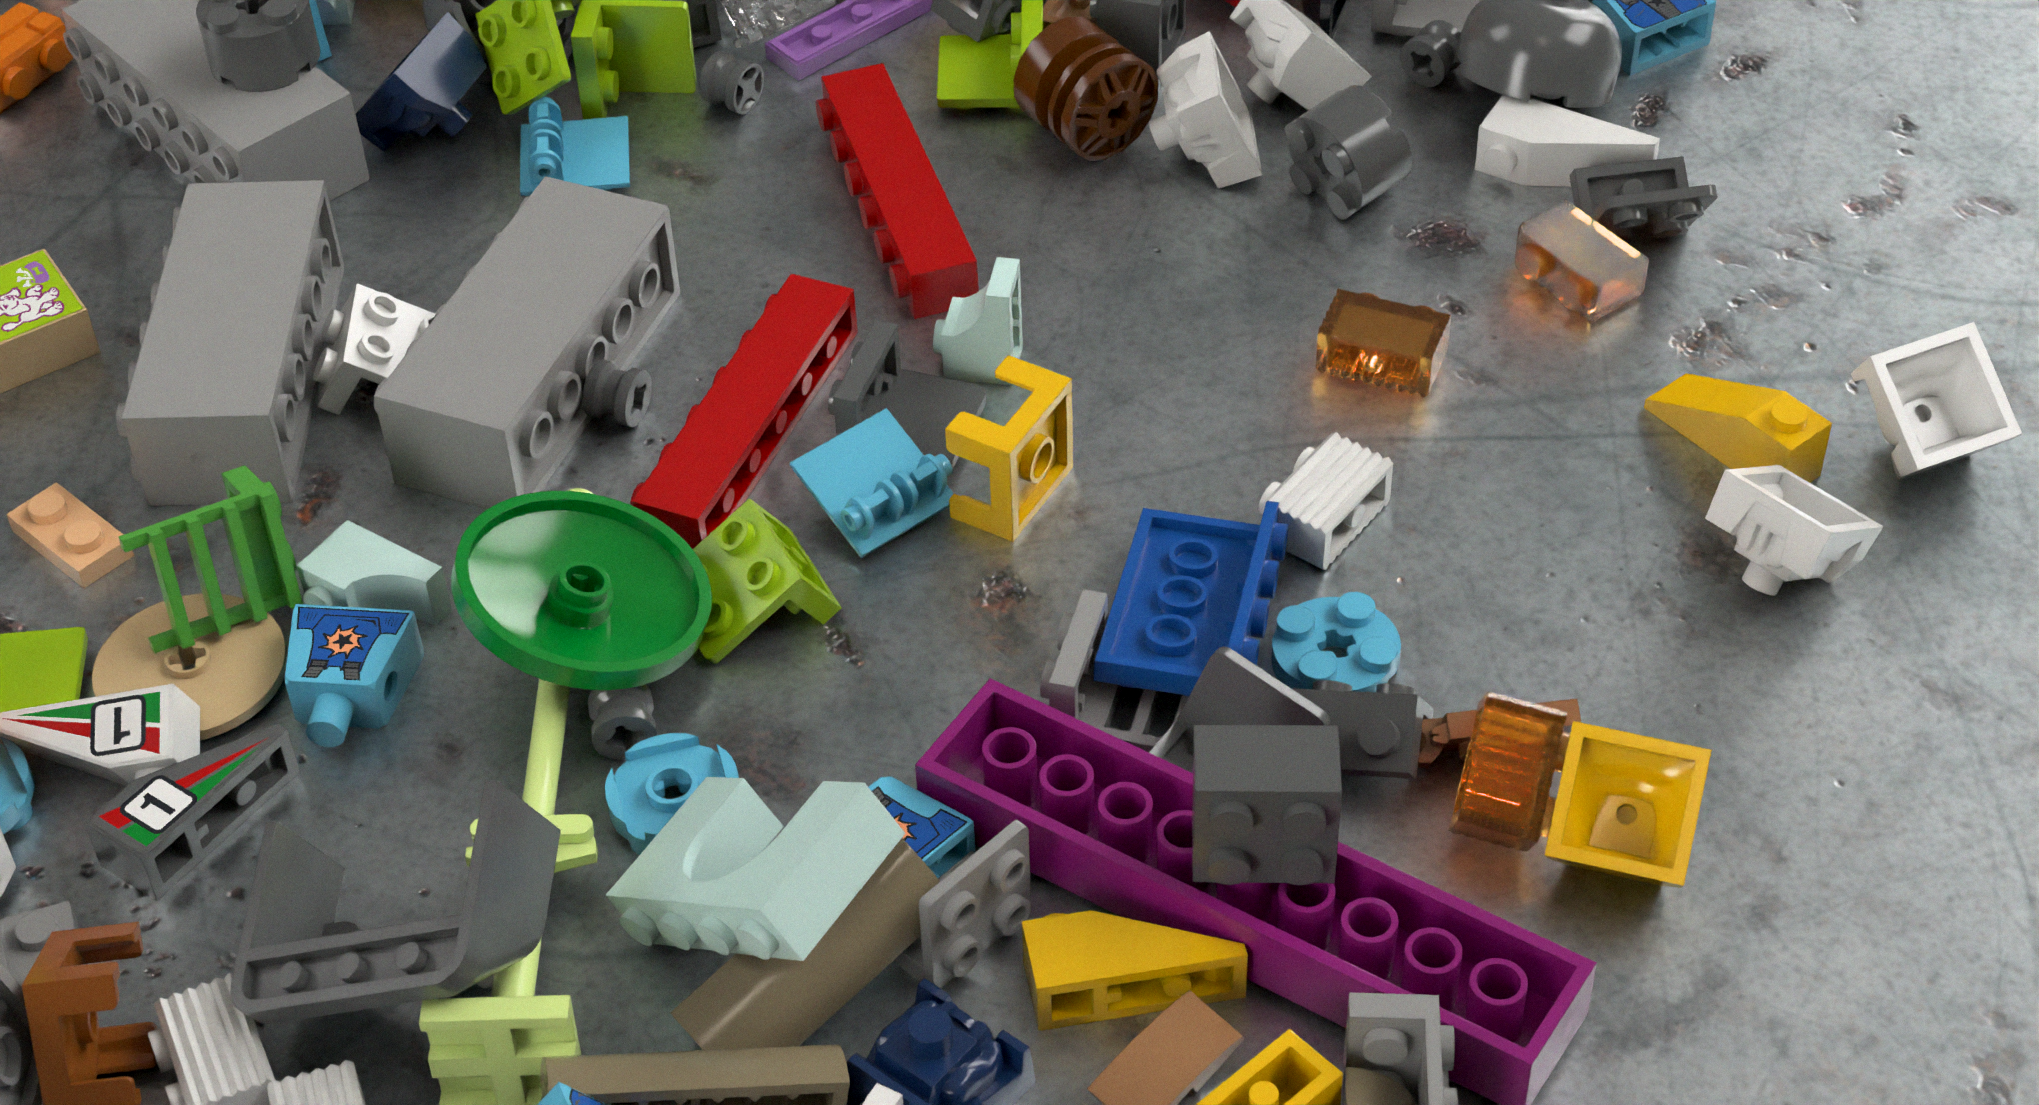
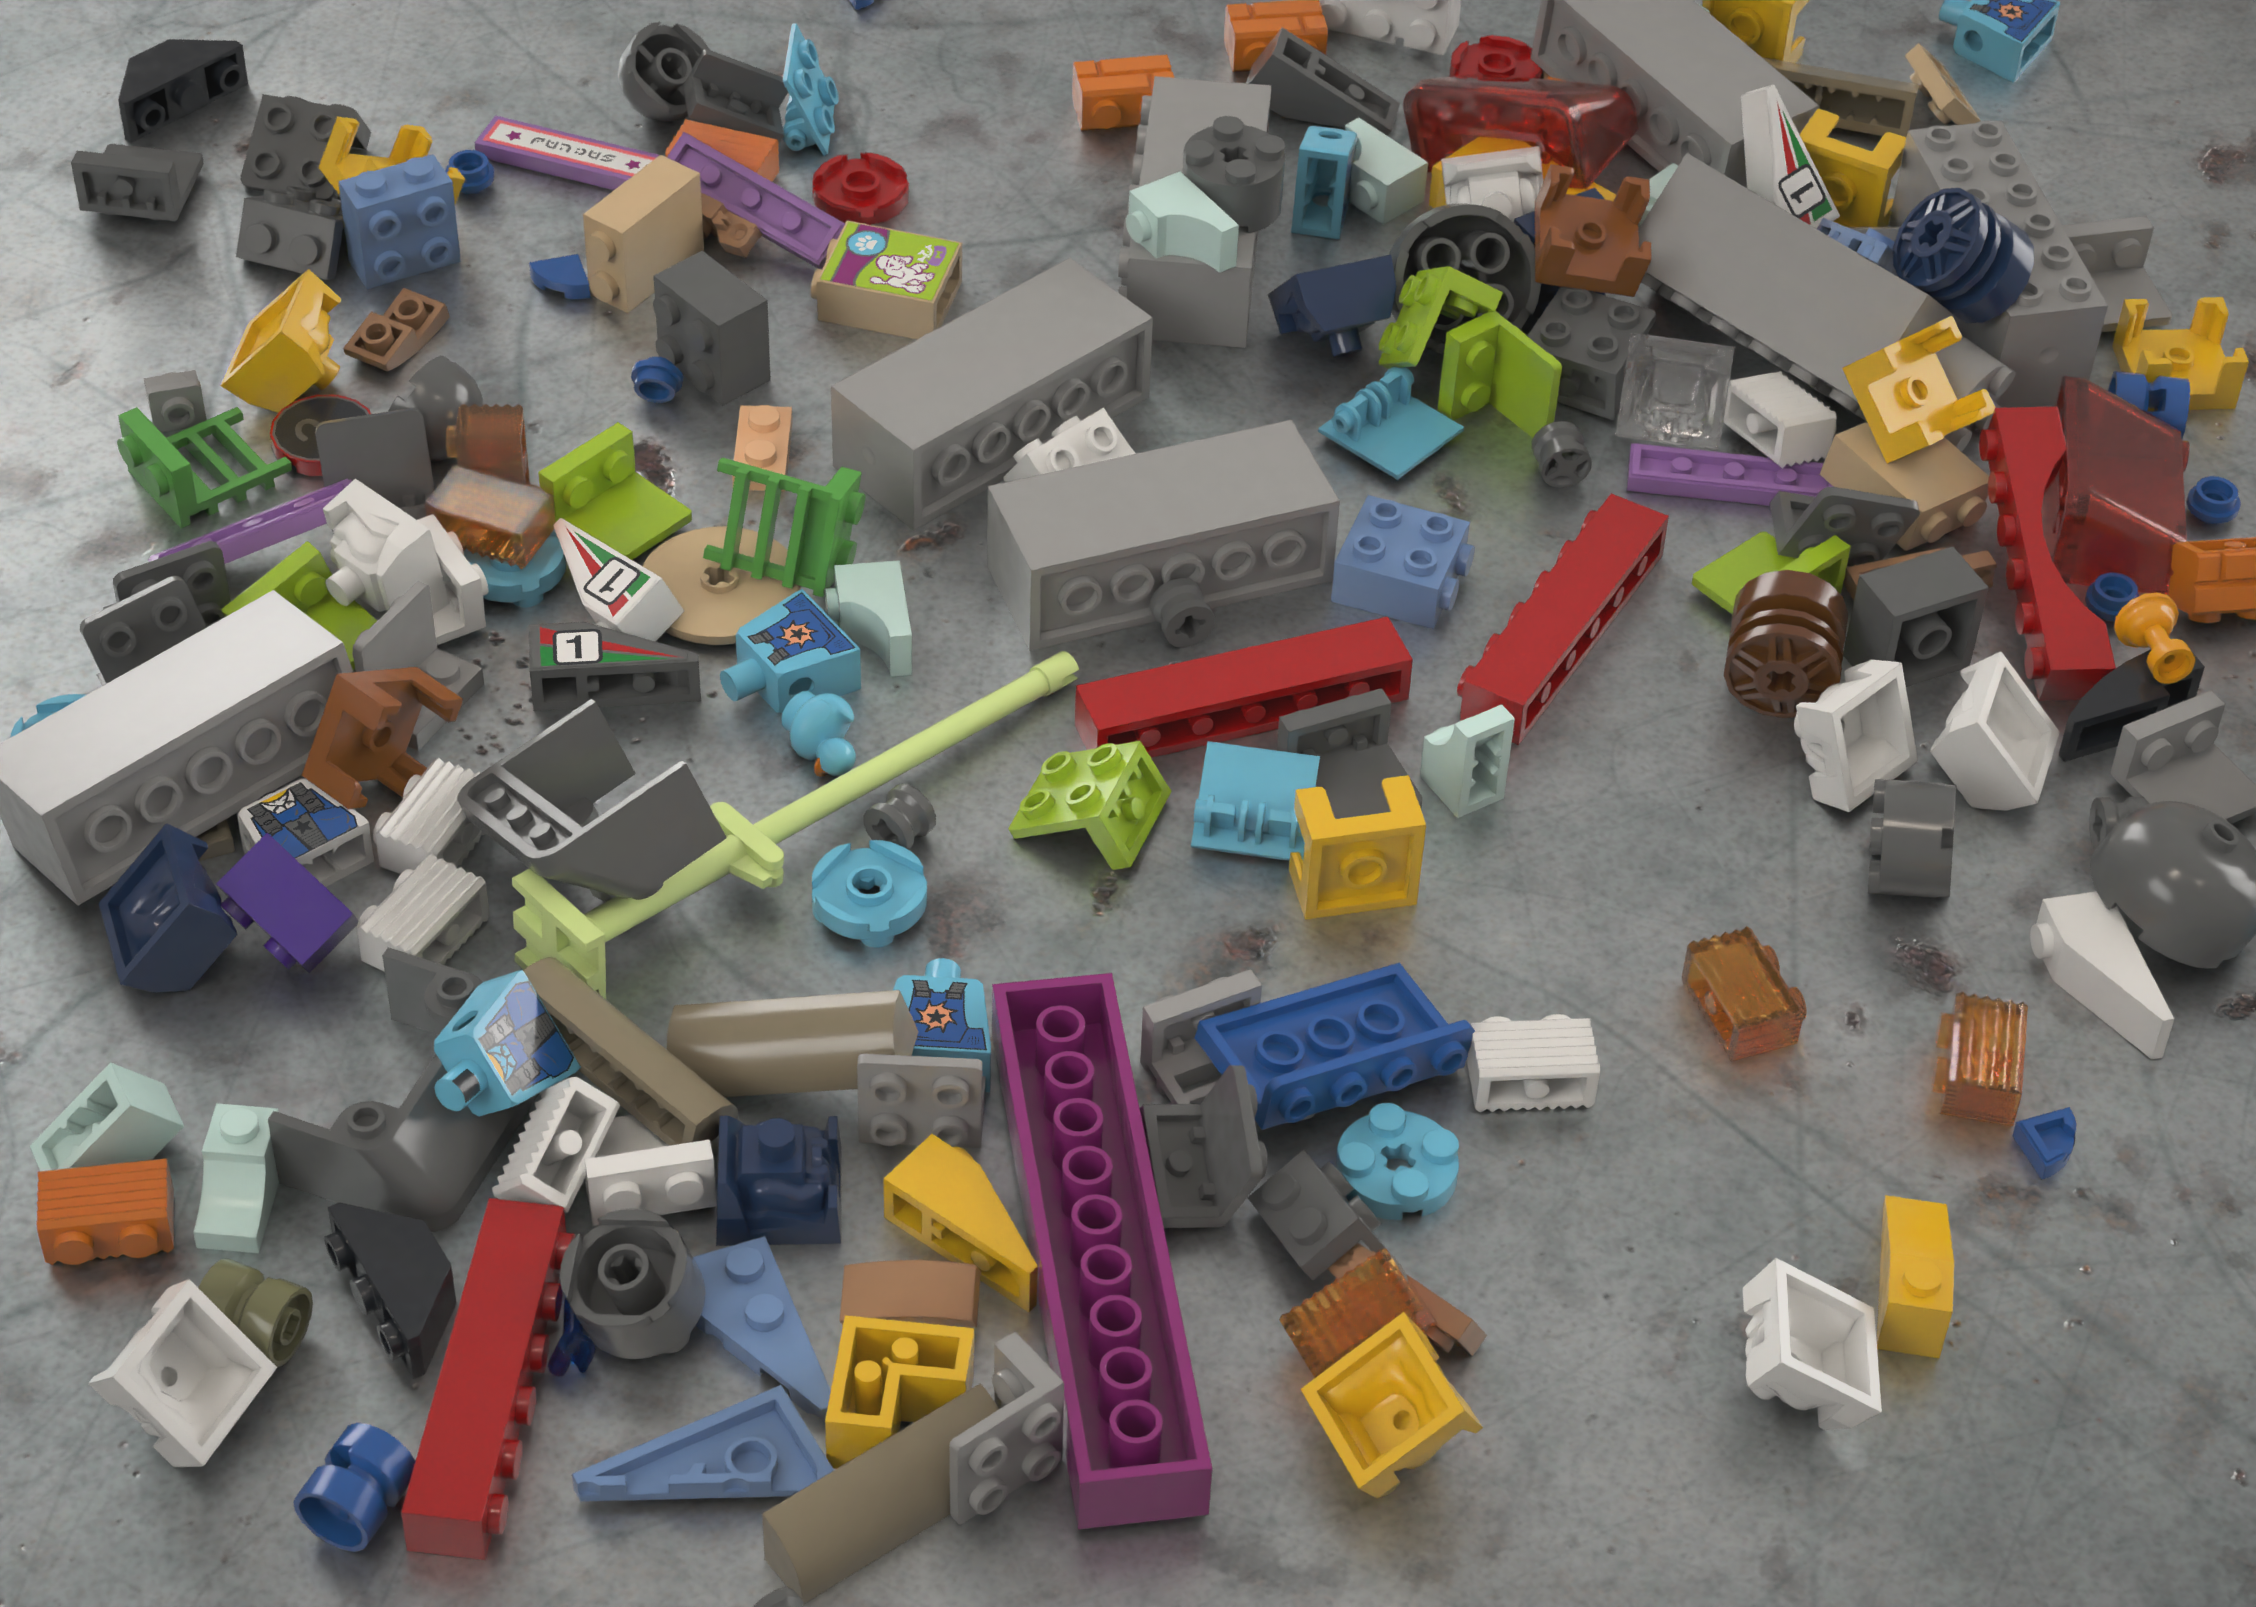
camera: 45 degrees right, 0 degrees up
(257, 88) = (1181, 220): none -> light aqua arch
(447, 707) = (818, 731): none -> medium azure animal
(581, 590) = (956, 712): green dish -> none
(728, 890) = (805, 957): light aqua arch -> none
(732, 236) = (1402, 562): none -> medium blue brick
(1265, 803) = (1118, 1177): dark grey brick -> none
(1641, 197) = (2097, 1048): dark grey bracket -> none
(1678, 285) = (2047, 1140): none -> blue tile
(1938, 400) = (2059, 1365): white brick -> none

